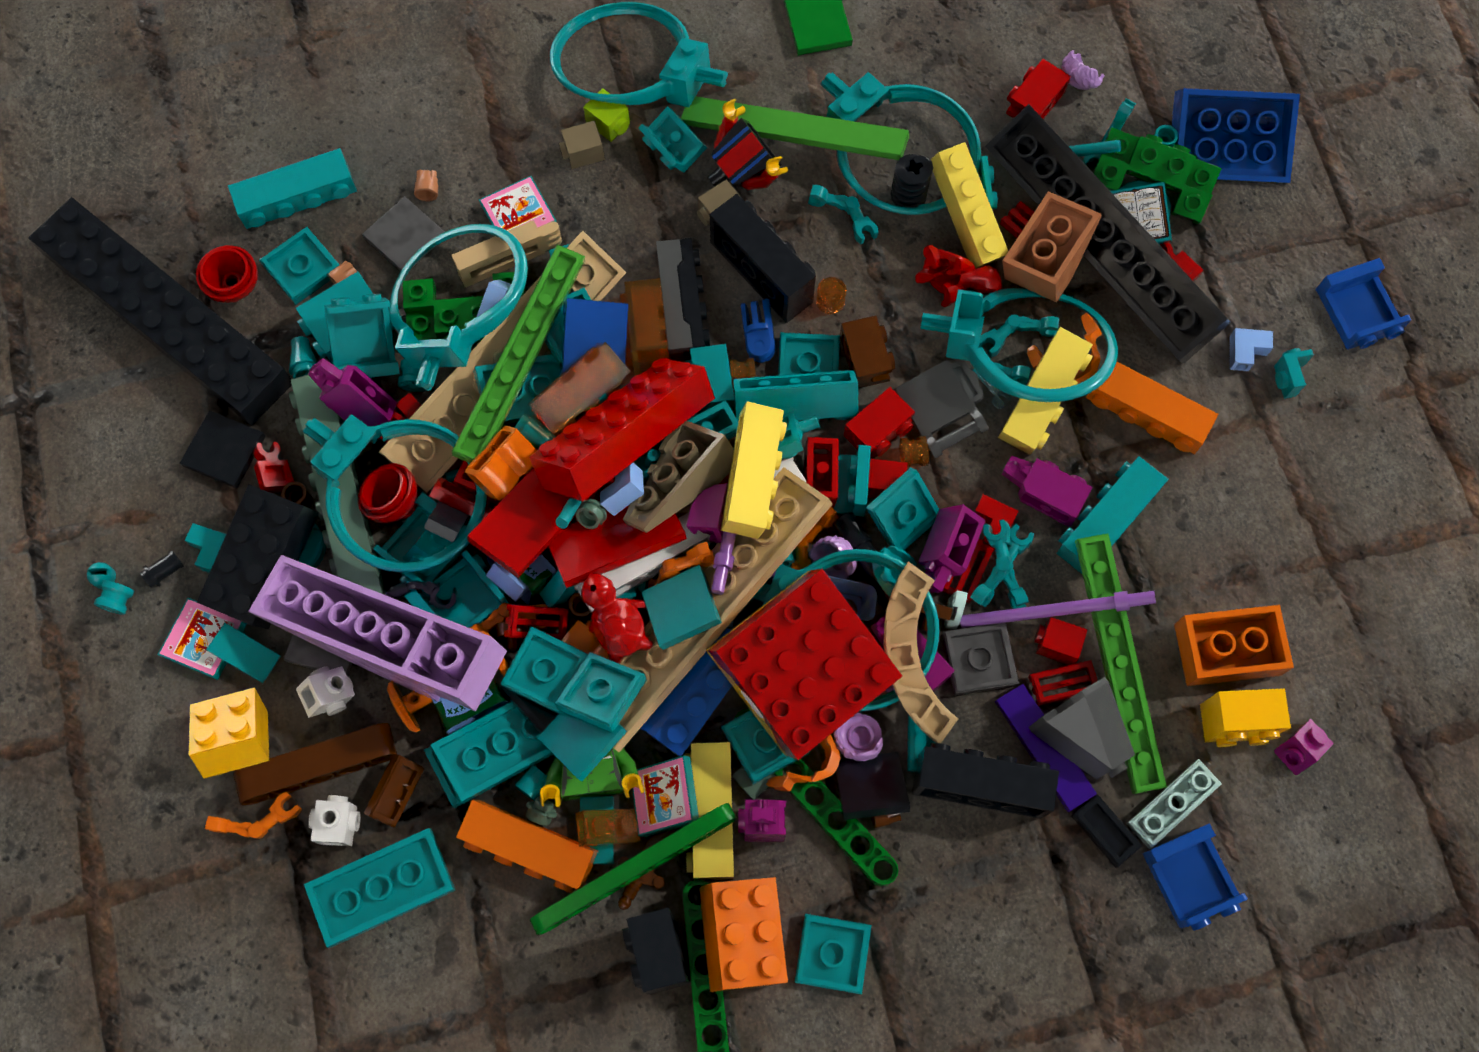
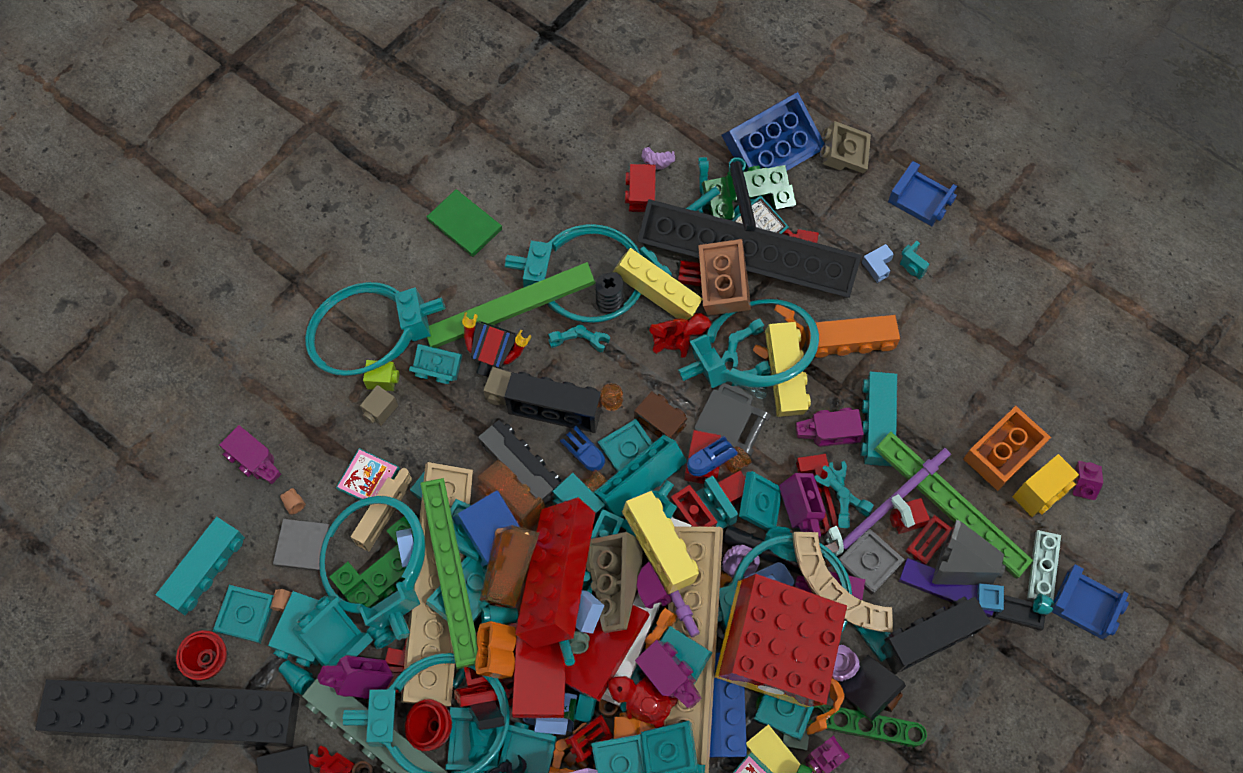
camera: 35 degrees left, 5 degrees down
(419, 110) = (250, 454): none -> magenta hinge
(658, 609) = (669, 673): none -> magenta hinge
(883, 425) = (711, 457): none -> blue arm
(1054, 627) = (904, 509): none -> light aqua tile
(1082, 790) = (990, 597): none -> dark azure tile
(1137, 839) = (1042, 604): none -> teal hinge
(1139, 167) = (742, 196): none -> black axle
(1311, 195) = (845, 147): none -> dark tan plate

